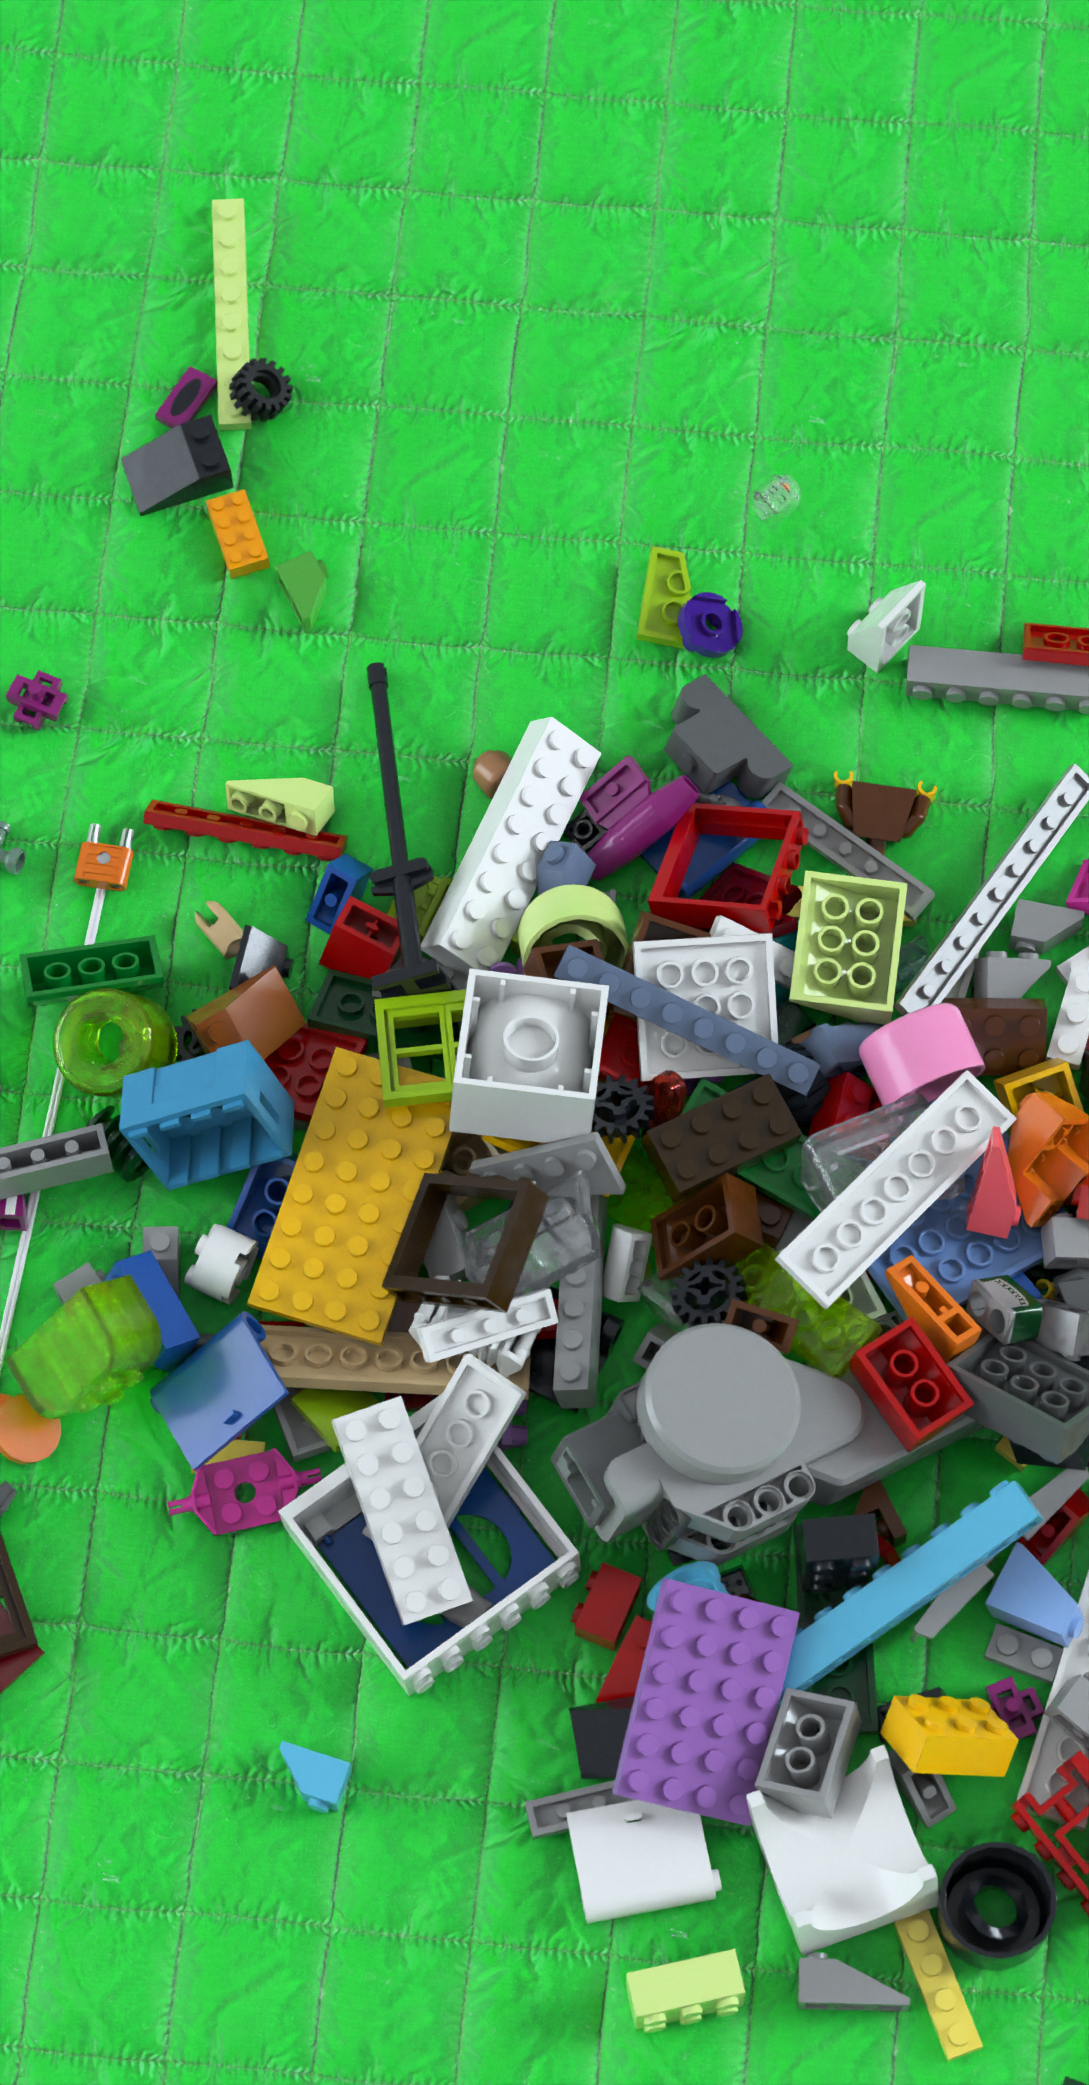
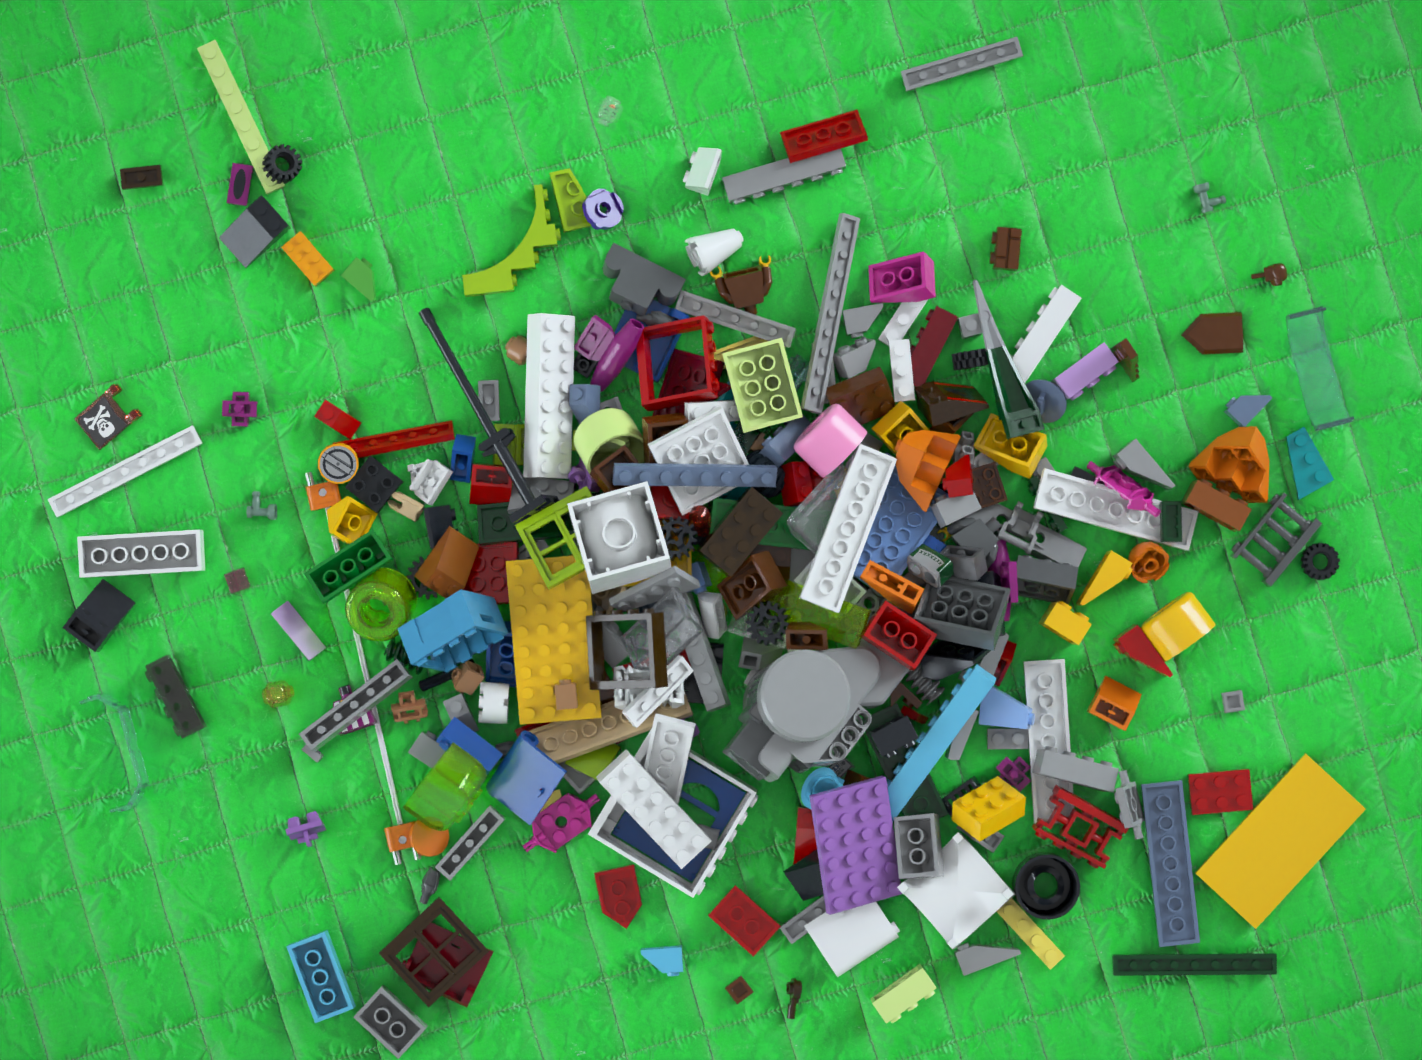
camera: 20 degrees left, 20 degrees up
(48, 336) = (141, 177): none -> dark brown plate
(86, 1462) = (470, 842): none -> light grey brick
(87, 1218) = (399, 709): none -> nougat piece
(125, 910) = (349, 520): none -> yellow slope
(147, 821) = (338, 463): none -> tile
(168, 1201) = (436, 679): none -> black axle
(175, 766) = (337, 419): none -> red slope
(186, 879) = (374, 484): none -> black brick
(197, 1209) = (467, 677): none -> medium nougat brick
(273, 902) = (428, 479): none -> white slope
(283, 801) = (412, 415): yellowish green slope -> none
(287, 1645) = (619, 893): none -> red tile
(340, 1278) = (566, 694): none -> medium nougat brick
(415, 1877) = (739, 989): none -> reddish brown plate
(420, 824) = (489, 397): none -> light grey plate
(471, 1768) = (744, 920): none -> red plate
(506, 1914) = (793, 988): none -> dark brown plate
(514, 662) = (500, 277): none -> lime arch
(607, 1606) = (779, 804): red brick -> none
(626, 1206) = (700, 572): none -> medium blue brick
(852, 740) = (712, 249): none -> white cone
(917, 1502) = (925, 685): none -> light grey piece
(973, 1474) = (949, 658): none -> black slope
(993, 1198) = (900, 506): coral slope -> none

